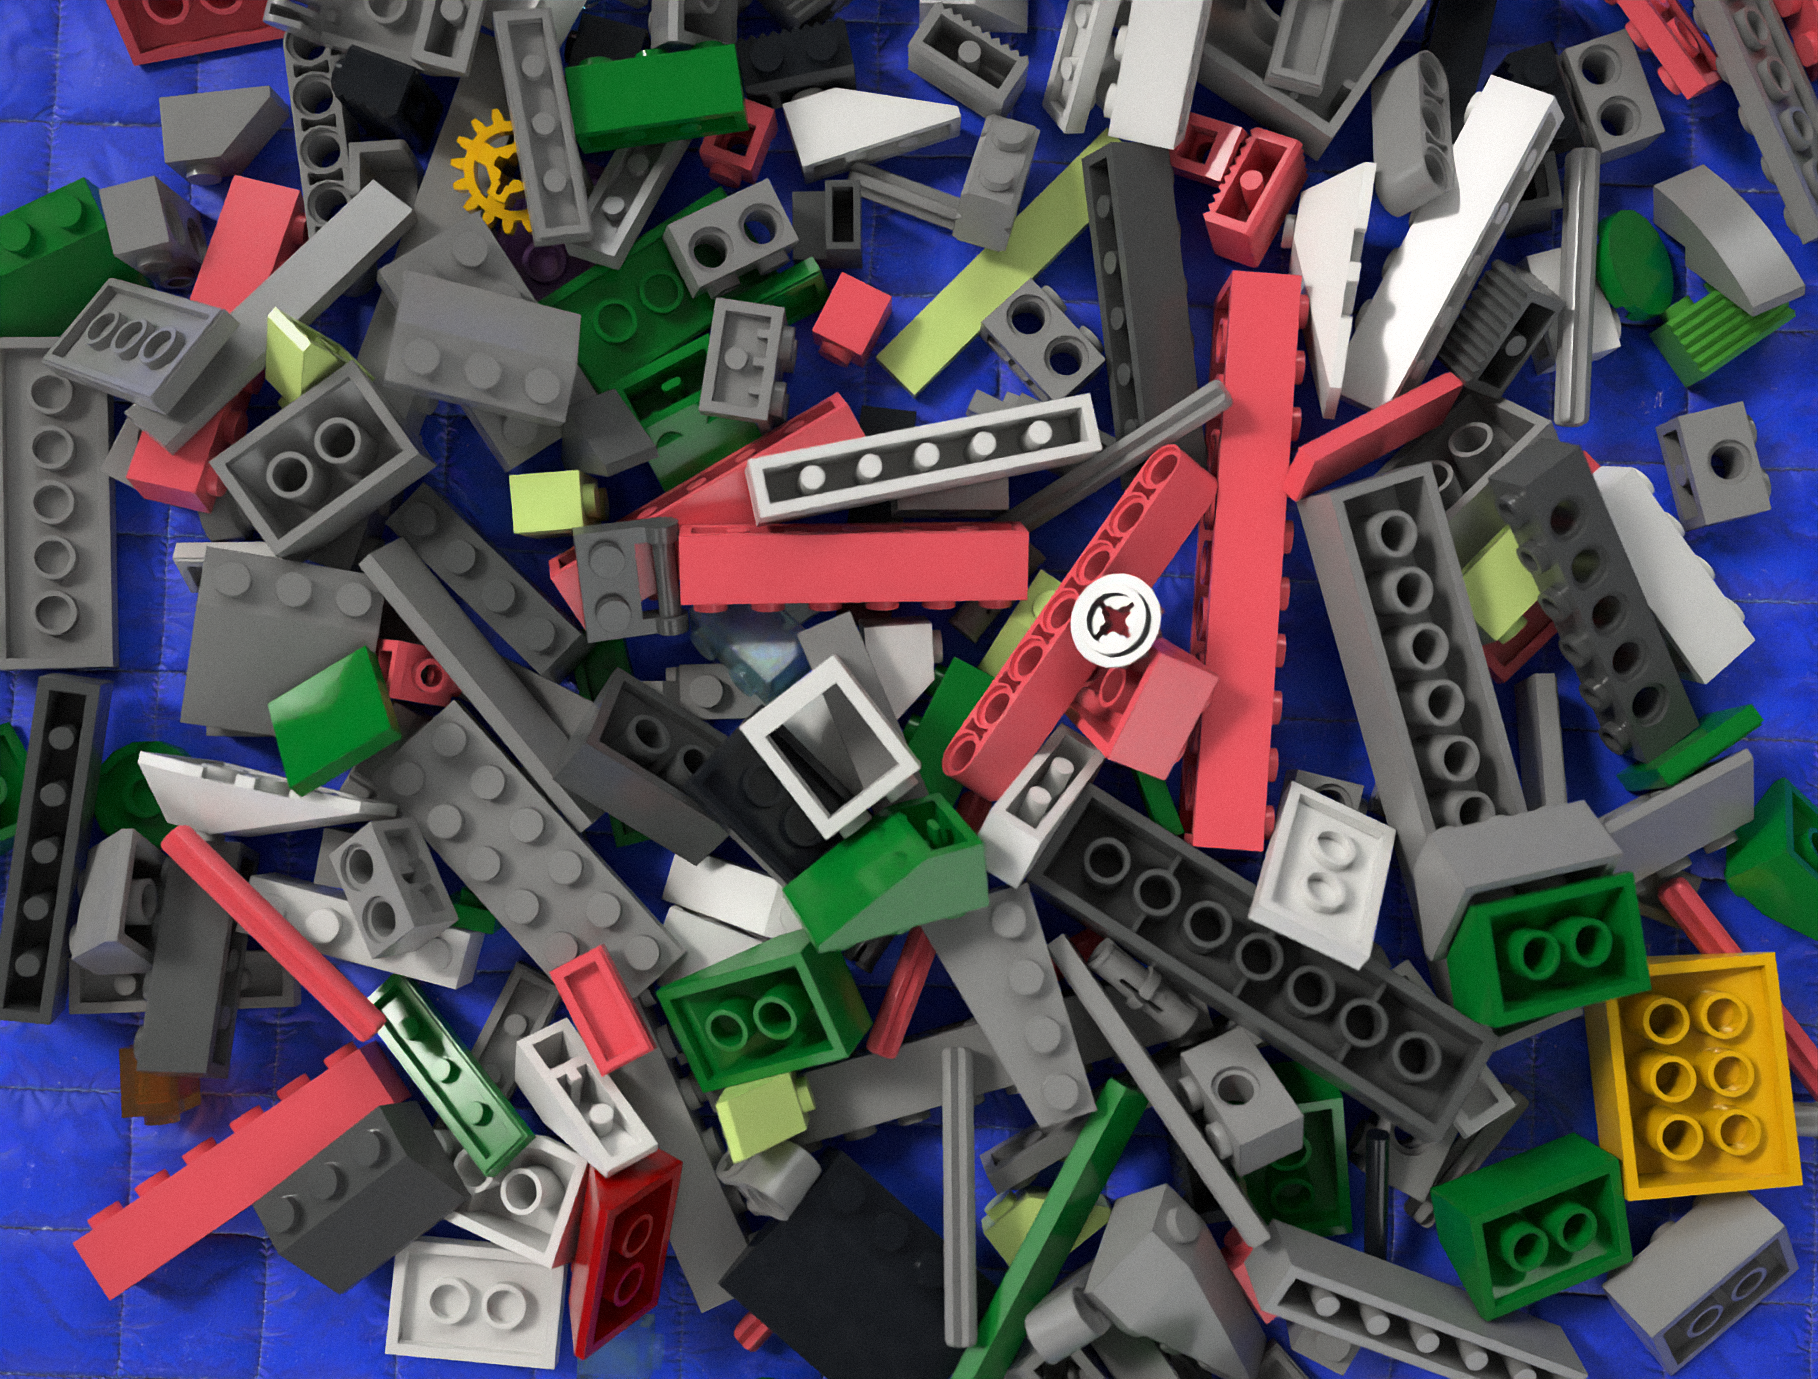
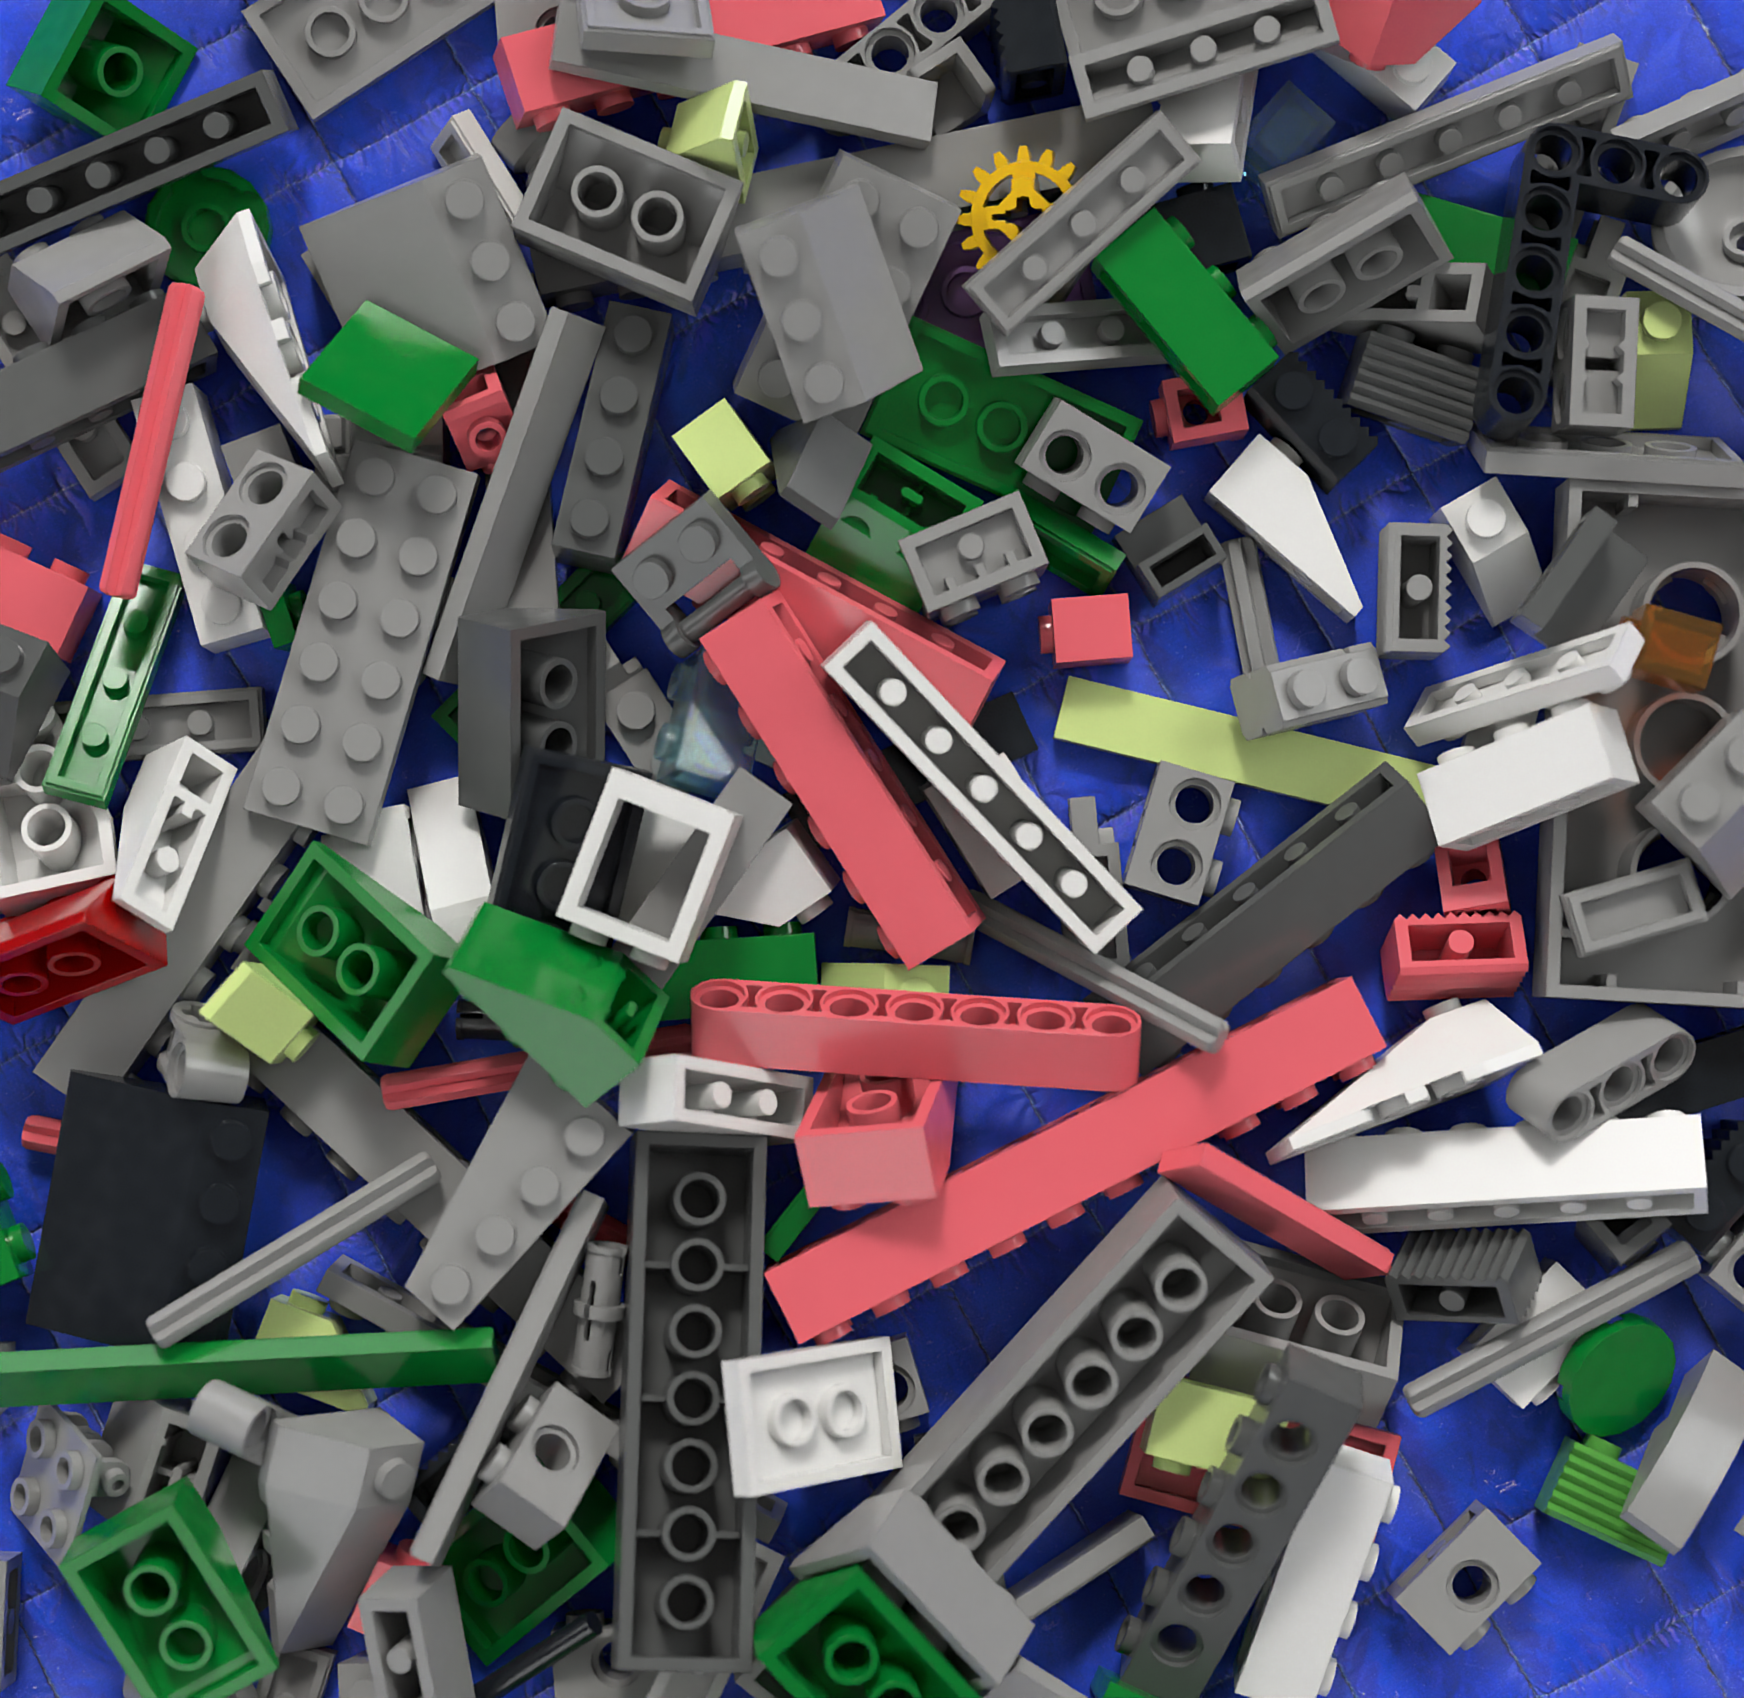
camera: 60 degrees right, 0 degrees up
(603, 1010) = (266, 800): coral tile -> none
(1091, 621) = (917, 1044): gear -> none

